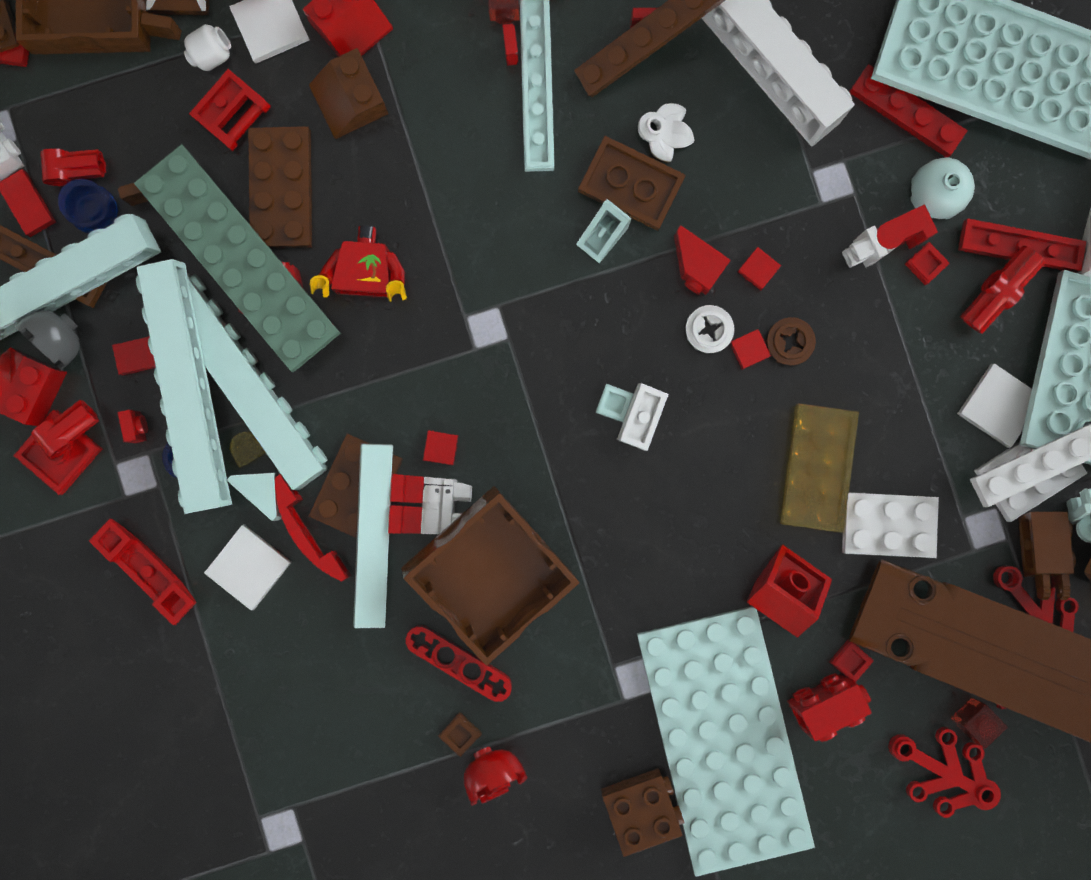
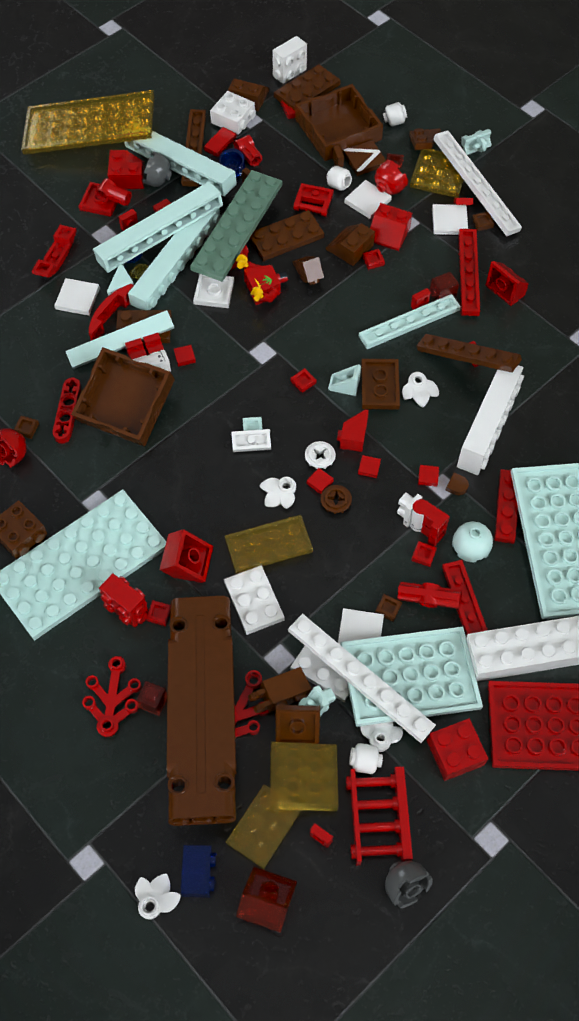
camera: 65 degrees right, 25 degrees down
(344, 355) = (213, 292): none -> white tile
(369, 185) = (309, 269): none -> slope
(393, 75) = (373, 259): none -> red tile
(568, 291) = (303, 380): none -> red tile
(744, 419) = (277, 494): none -> white plate
(812, 193) = (428, 475): none -> red tile
(844, 161) = (457, 485): none -> reddish brown tile
(982, 351) = (388, 607): none -> reddish brown tile

